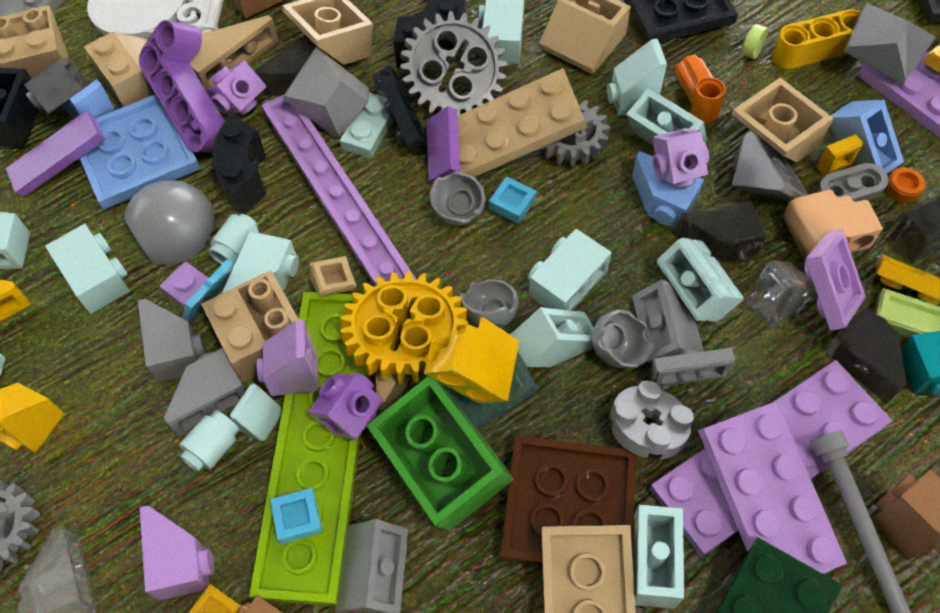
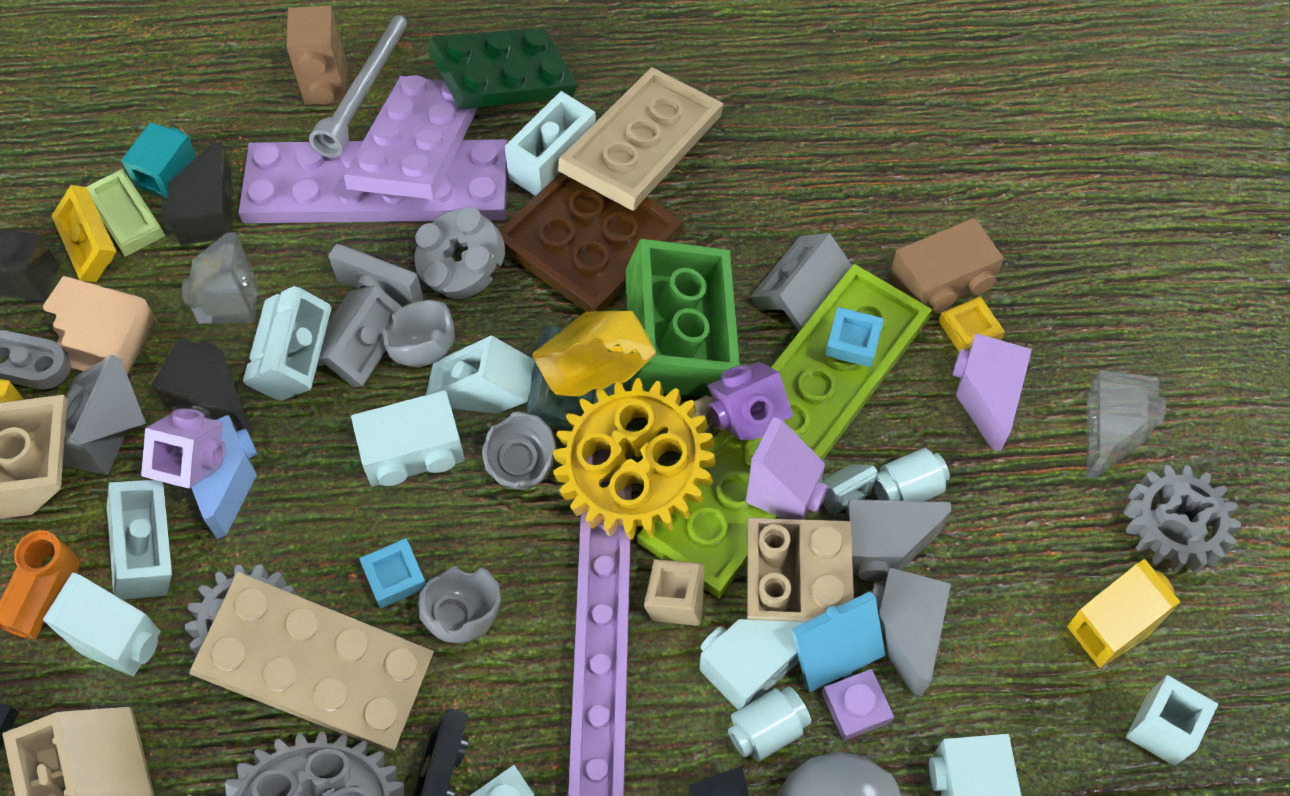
camera: 150 degrees left, 0 degrees up
(443, 144) = (418, 697): medium lavender tile -> none
(835, 279) = (168, 254): lavender plate -> none

